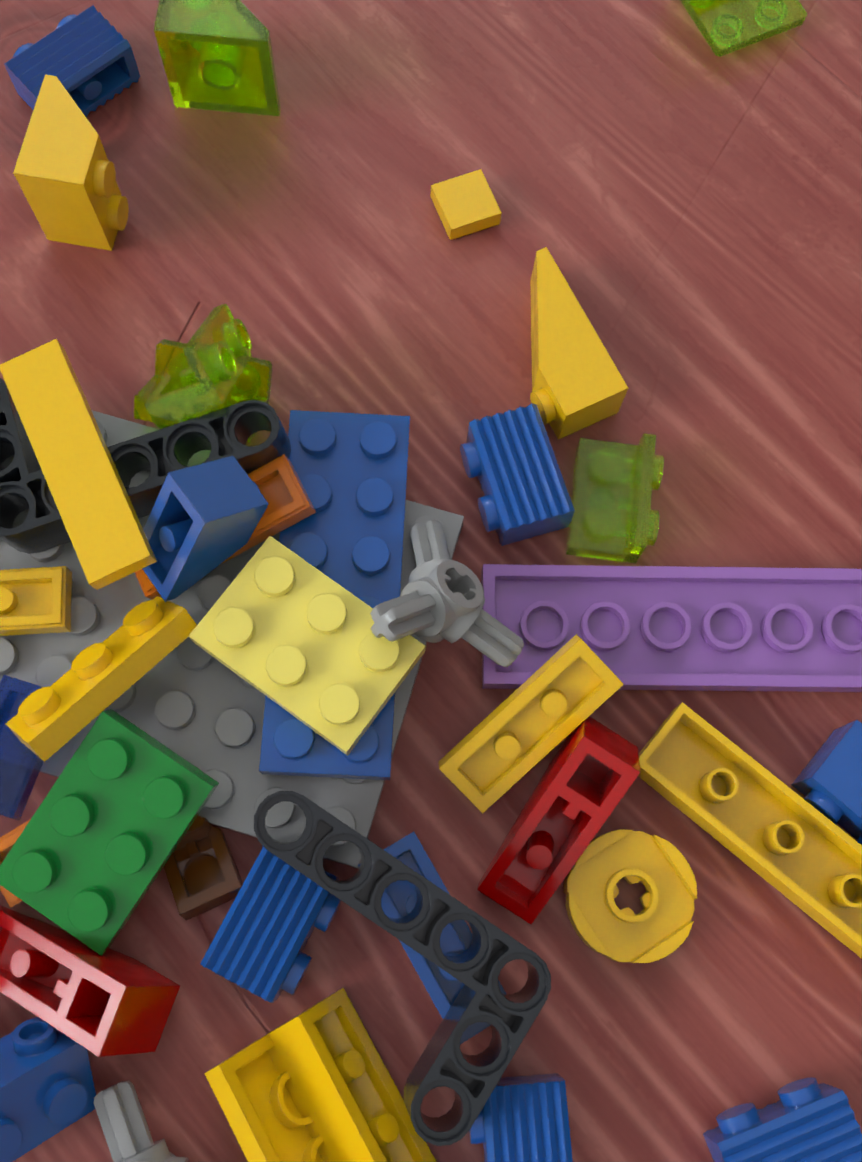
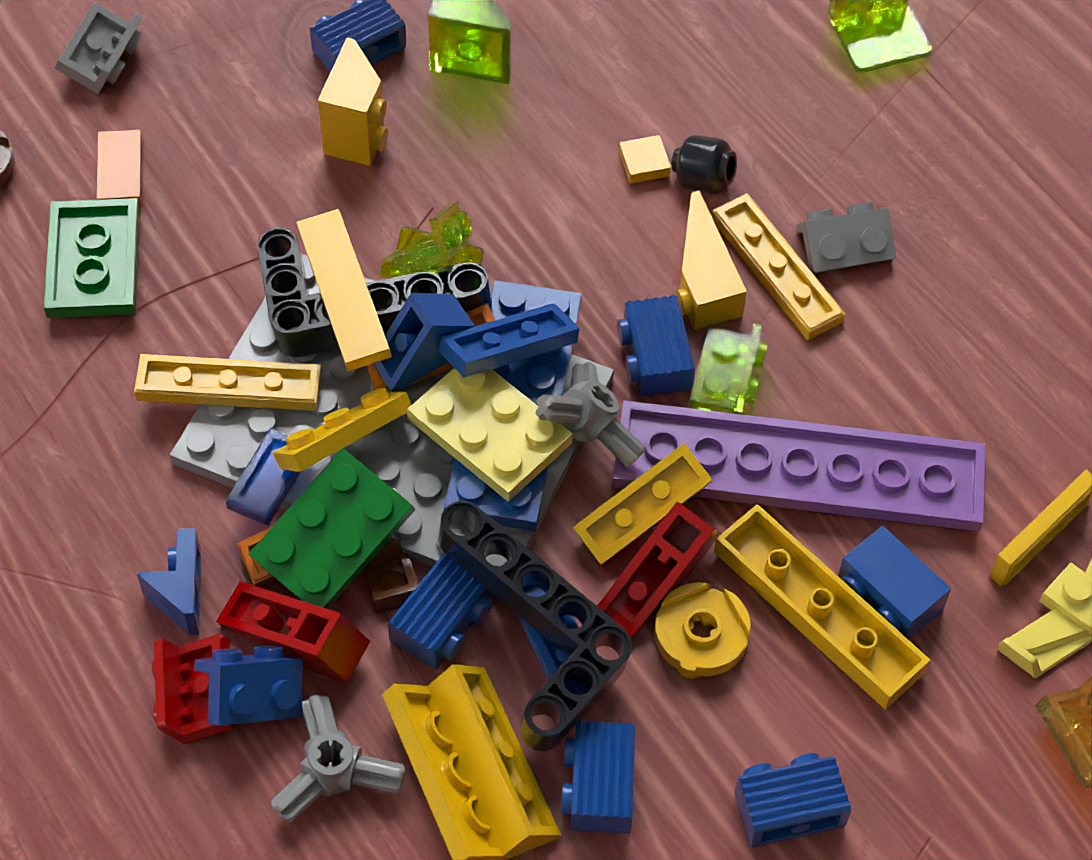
camera: 10 degrees right, 15 degrees down
(317, 516) = (508, 339): none -> blue plate
(544, 204) = (704, 164): none -> black head
(655, 338) = (777, 267): none -> yellow tile
(740, 290) = (847, 239): none -> light grey bracket

